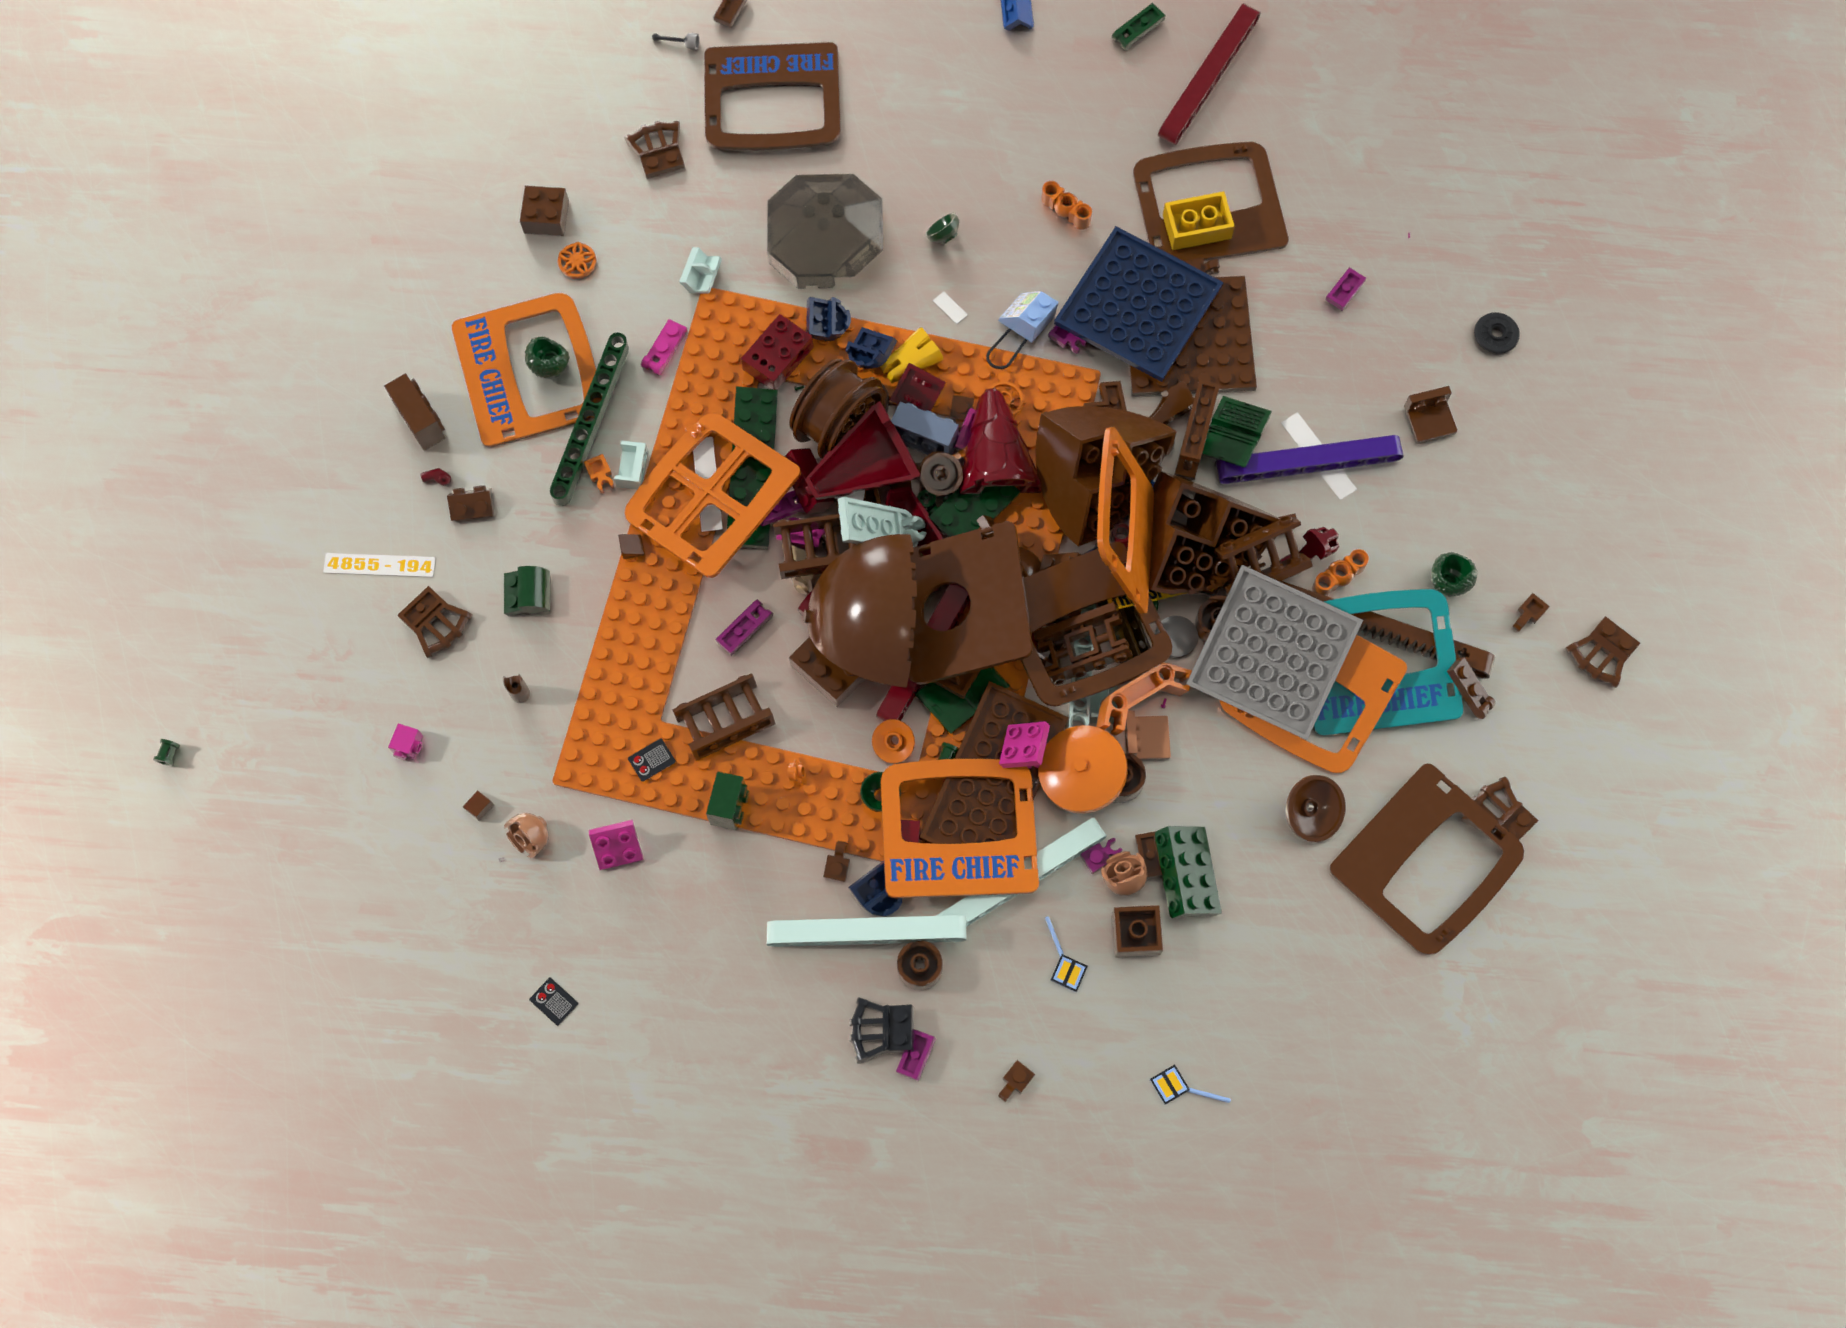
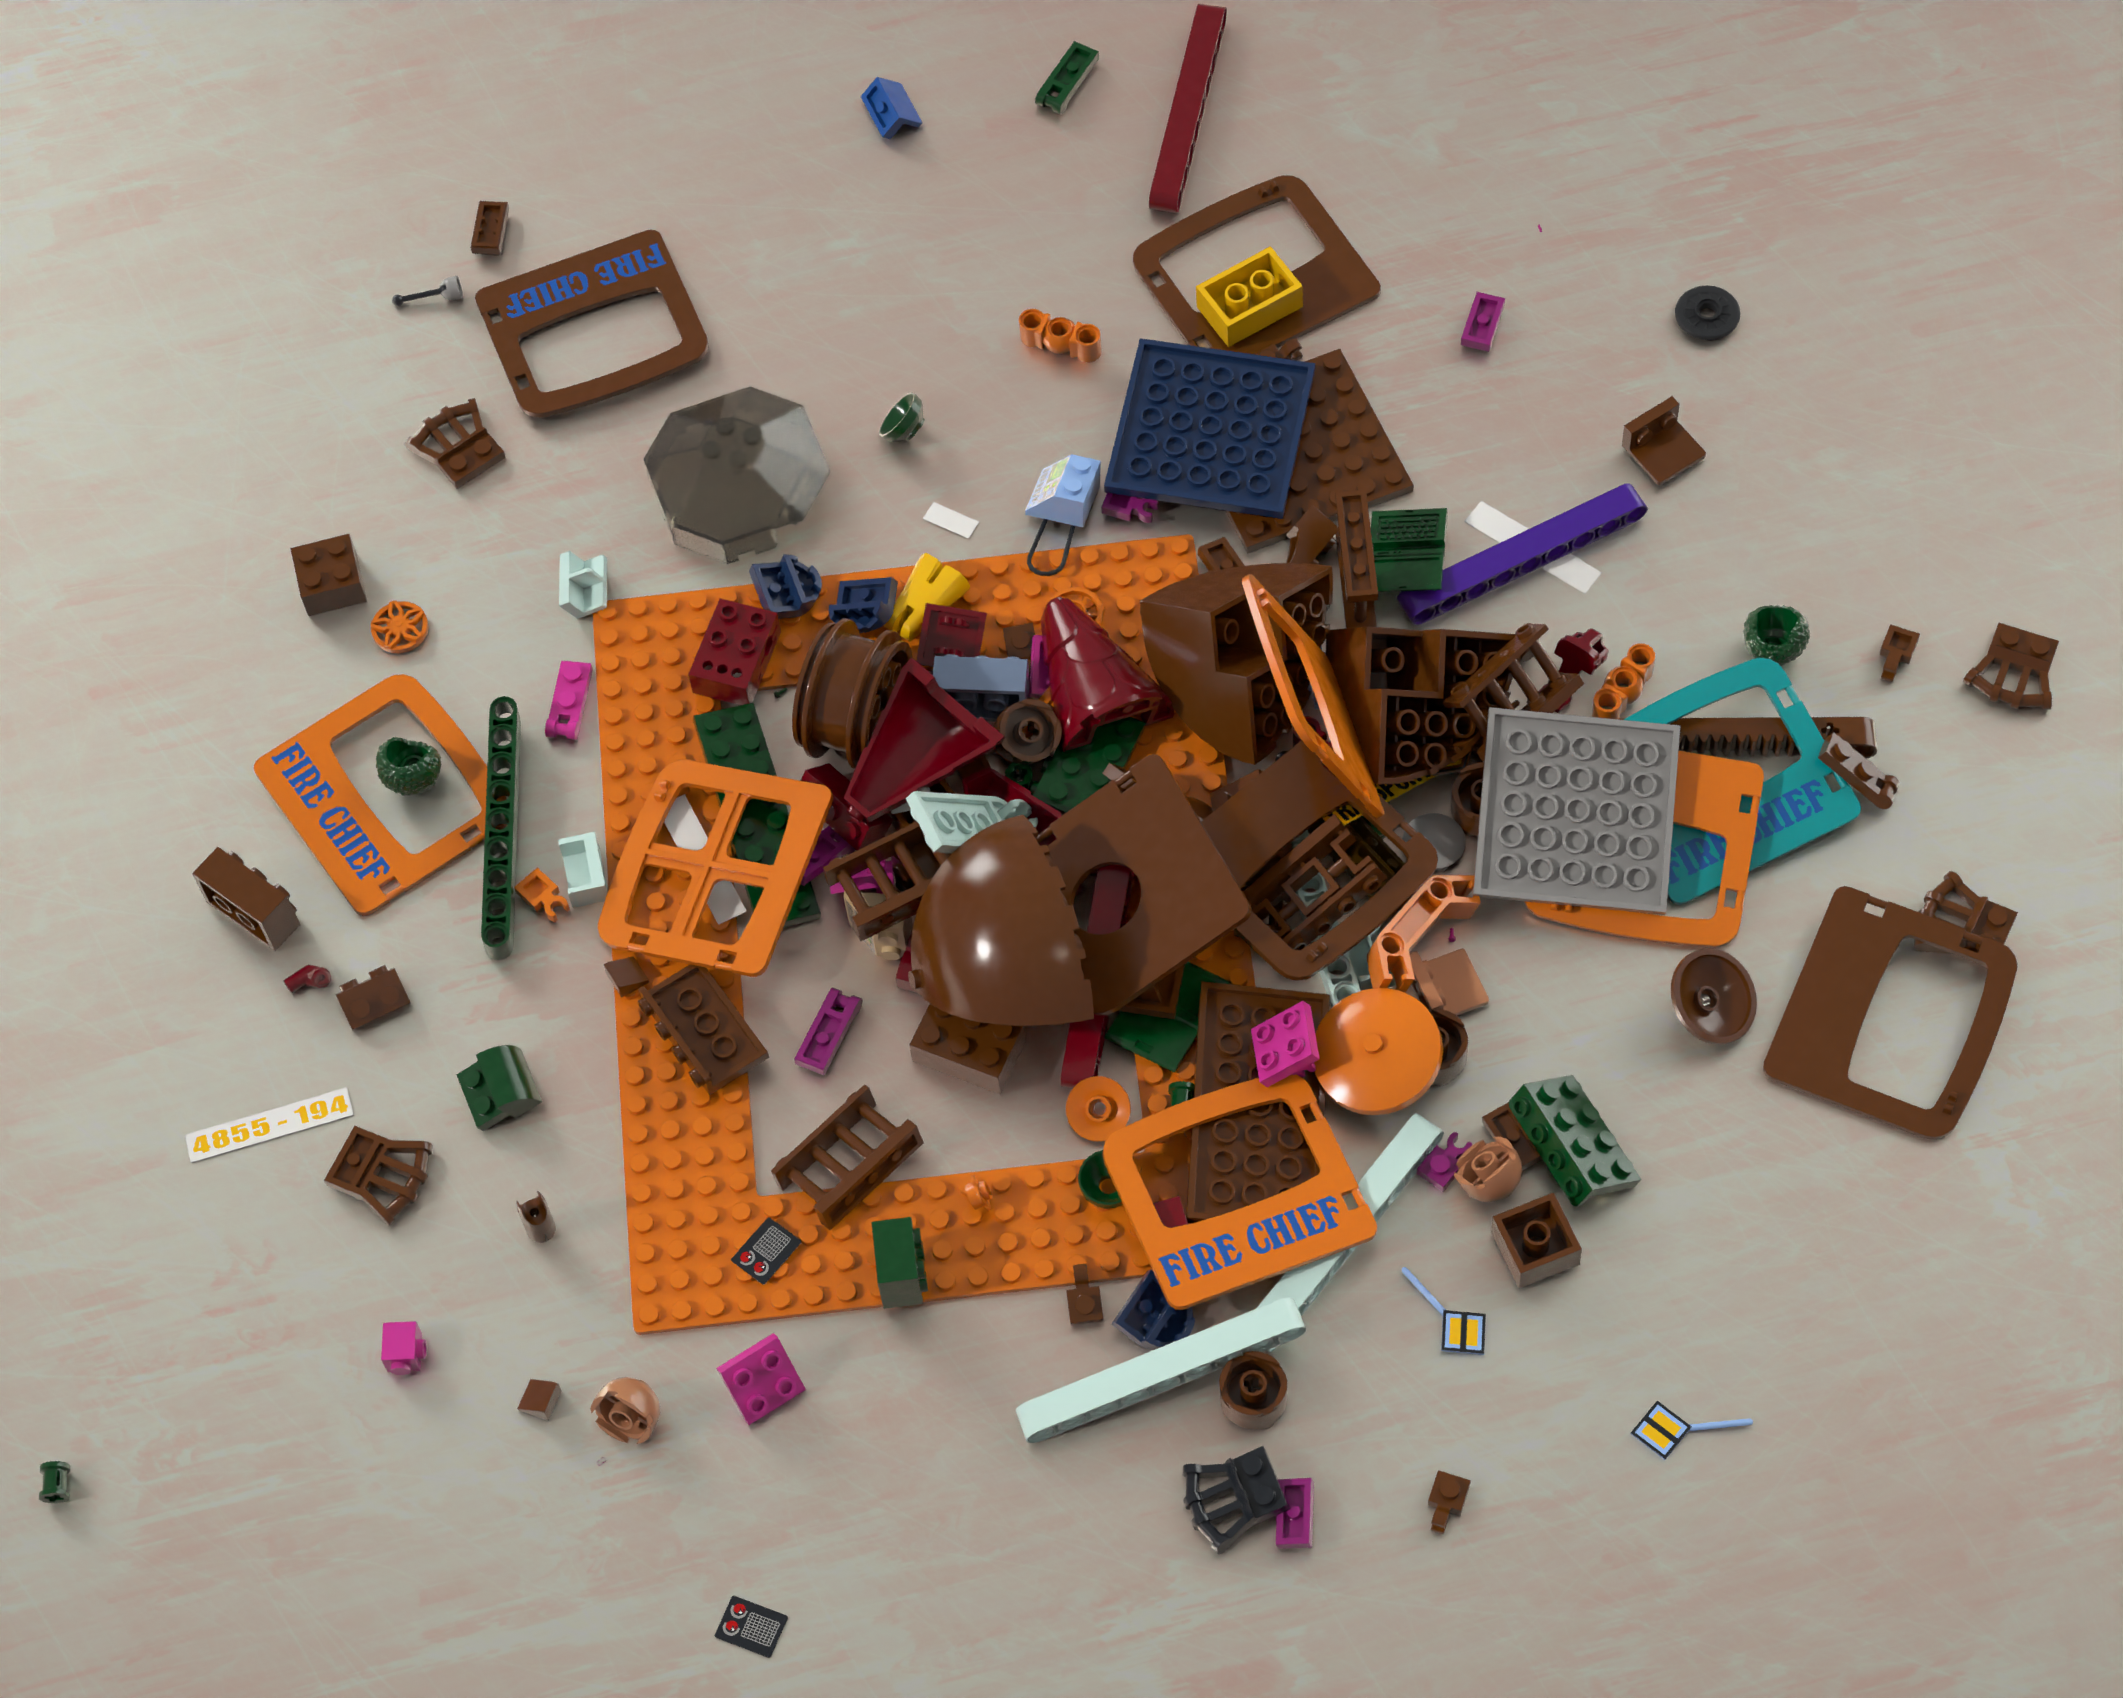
camera: 15 degrees left, 10 degrees down
(665, 598) = (702, 1027): none -> reddish brown bracket

